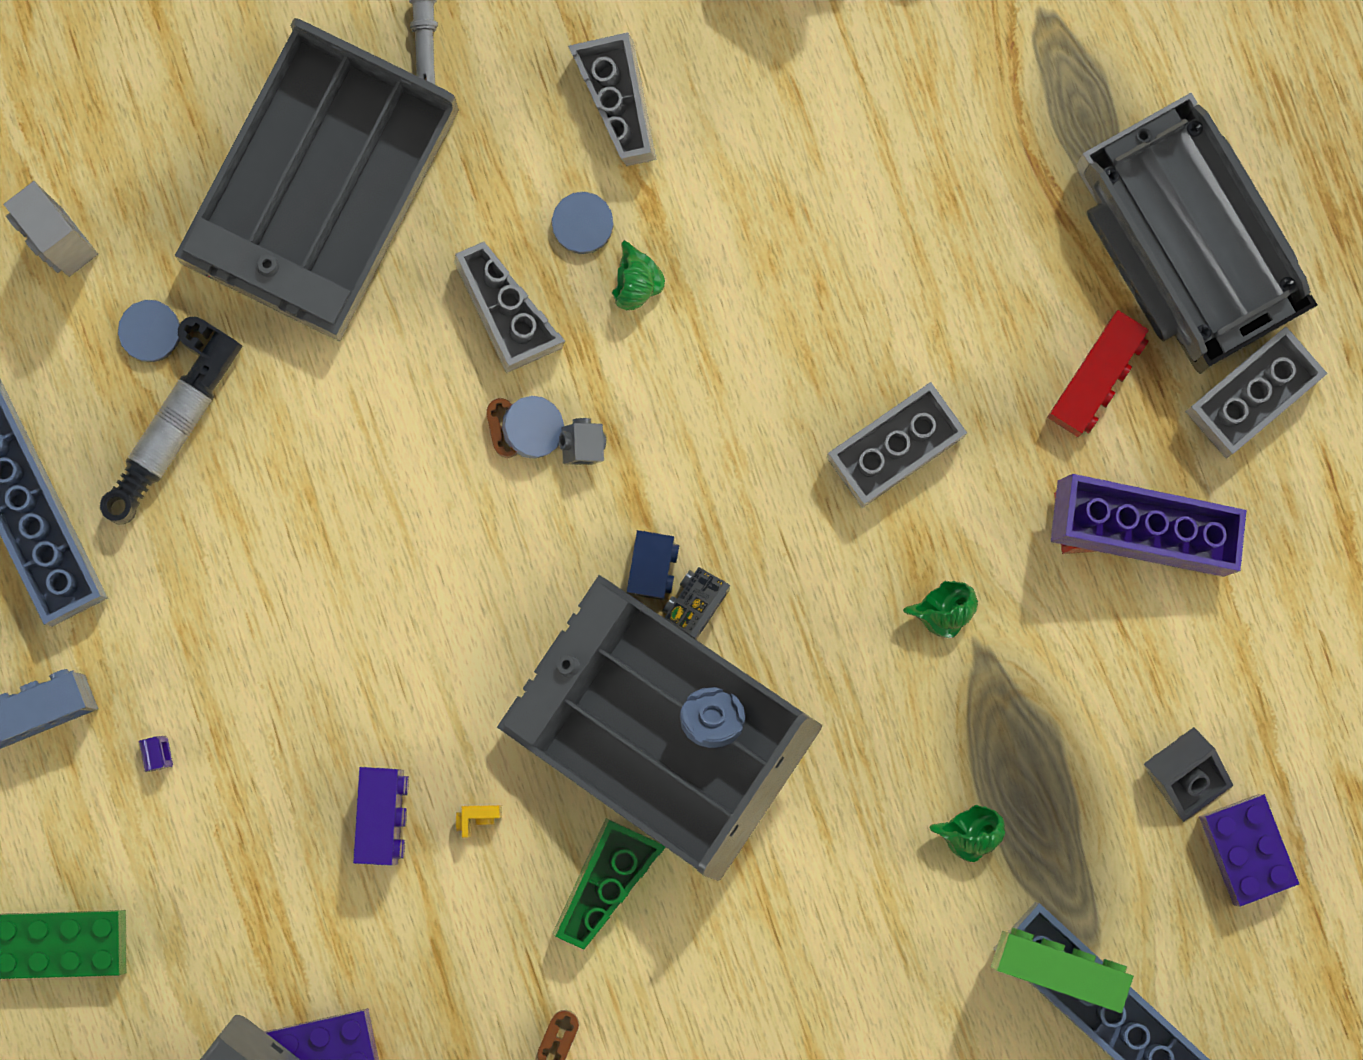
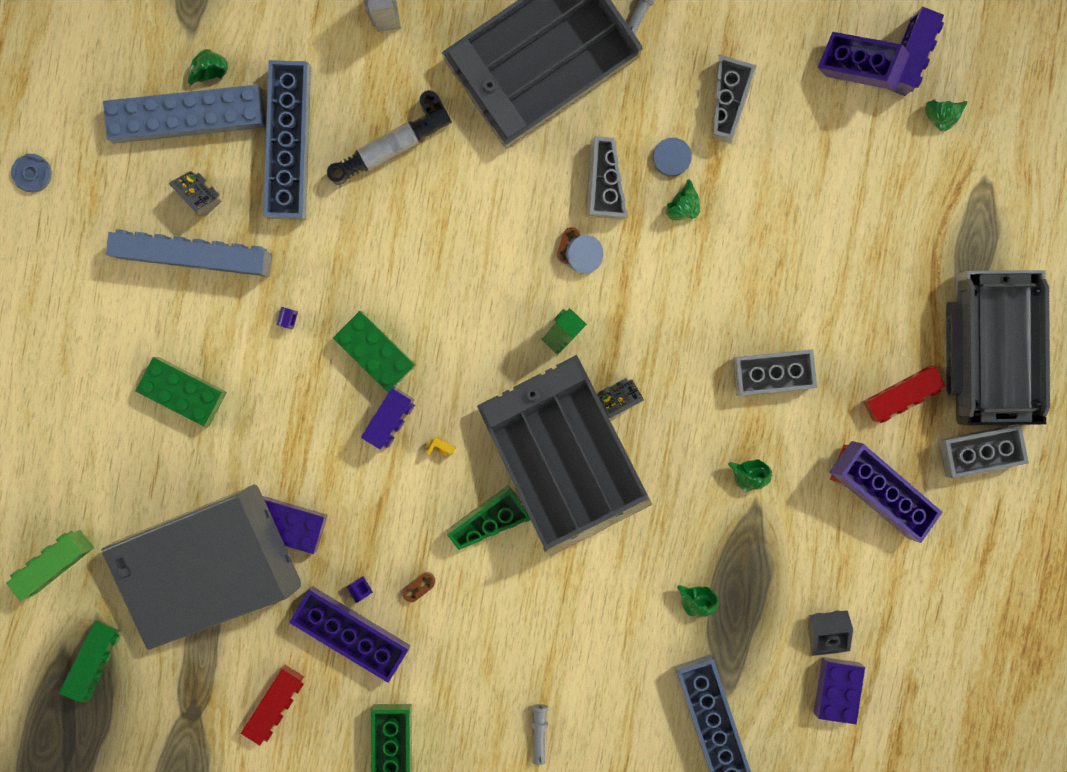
camera: 30 degrees right, 5 degrees up
(149, 331) = (405, 85): sand blue tile -> none
(307, 731) = (374, 351): none -> green brick
(561, 549) = (565, 329): none -> green wedge
(582, 442) = (606, 277): brick -> none
(651, 565) = (607, 363): dark blue brick -> none
(712, 717) = (596, 468): sand blue tile -> none
(1064, 972) = (706, 704): bright green brick -> none

